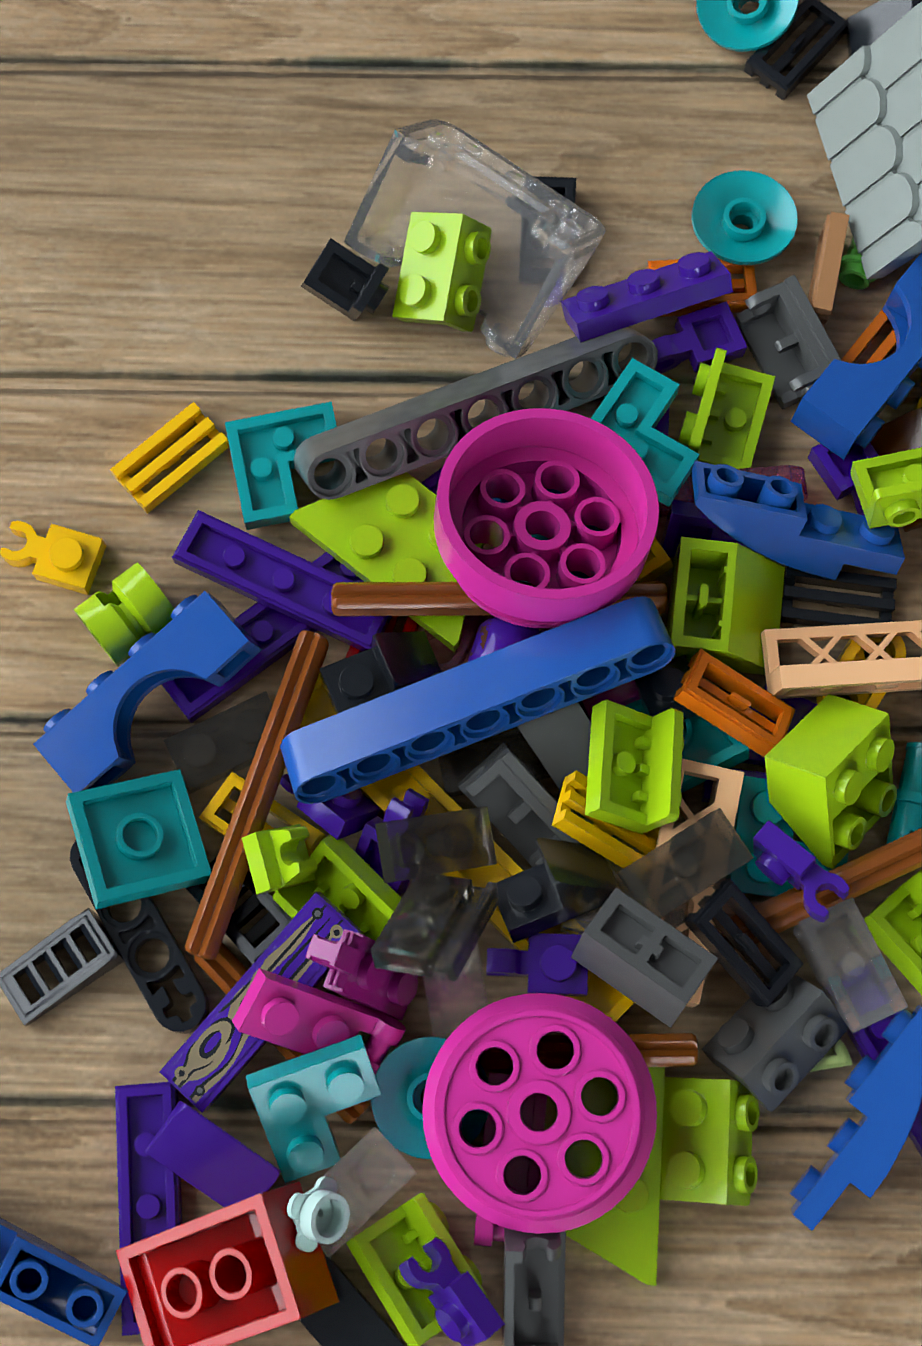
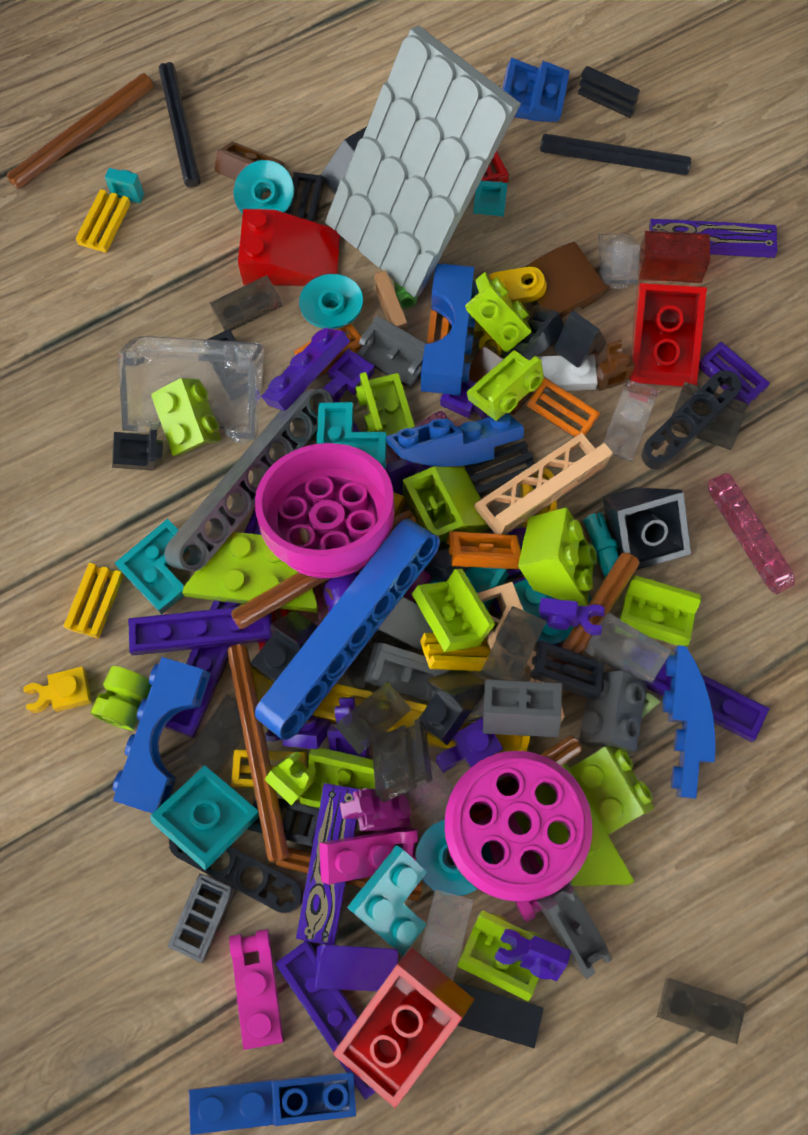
camera: 30 degrees left, 5 degrees down
(71, 1106) = (256, 991): none -> dark pink plate
(319, 1215) = (435, 956): light aqua plate -> none
(623, 154) = (246, 304): none -> clear smoke plate
(726, 103) = (285, 248): none -> red slope

